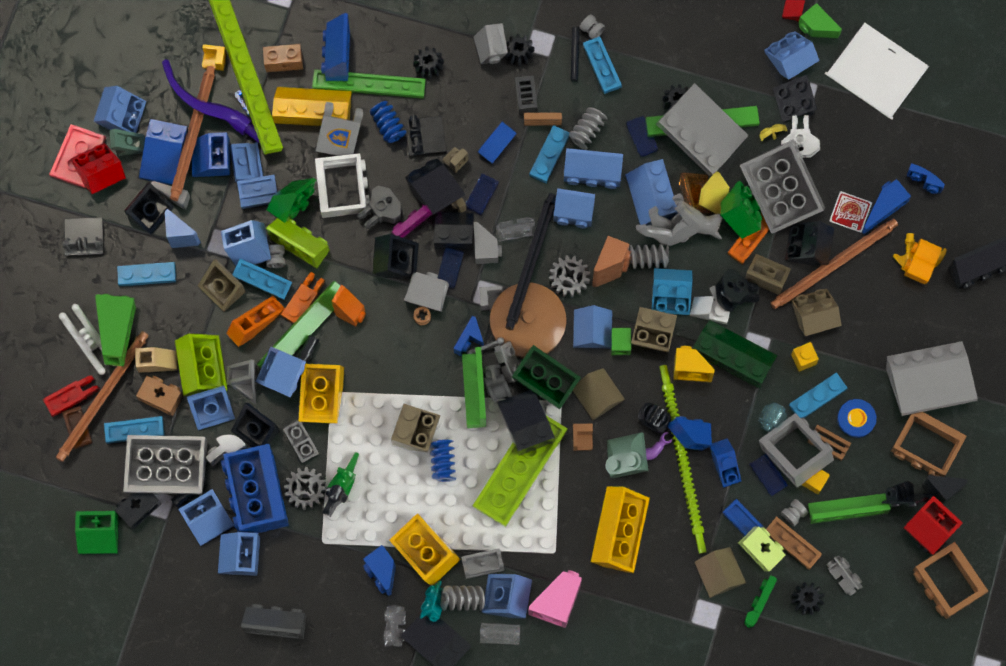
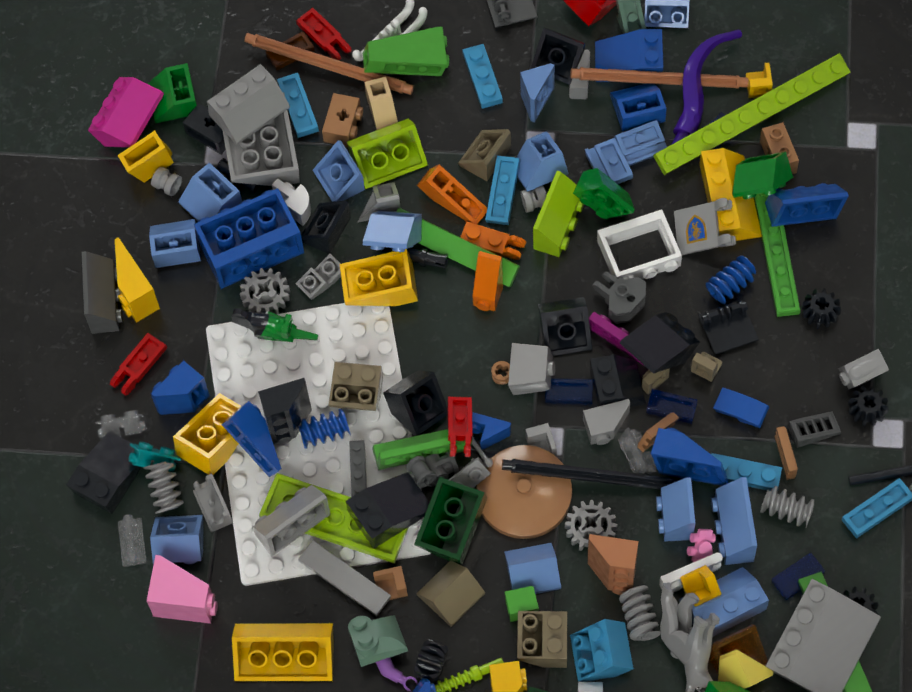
camera: 80 degrees right, 10 degrees down
(107, 573) = (125, 112): none -> dark pink slope
(136, 464) = (247, 104): none -> light grey slope
(156, 562) = (146, 157): none -> yellow torso
(179, 552) = (165, 180): none -> light grey wheel
(278, 592) = (135, 291): none -> yellow slope
(308, 74) = (761, 175): none -> green slope
(342, 601) = (138, 363): none -> red hinge
(429, 488) = (285, 408): none -> black slope
(435, 384) = (417, 401): none -> black slope
(440, 515) = (252, 434): none -> blue slope
(469, 352) = (459, 424): none -> red hinge
(483, 442) = (357, 466): none -> dark grey piece
(506, 207) = (650, 435): none -> medium nougat tile
(519, 497) = (292, 519): none -> light grey slope
(534, 191) = (683, 458): none -> blue slope
(570, 471) = (344, 578): none -> light grey tile
(606, 198) = (703, 546): none -> bright pink piece
(624, 210) = (713, 562): none -> white hinge
(638, 205) = (702, 583): none -> yellow panel

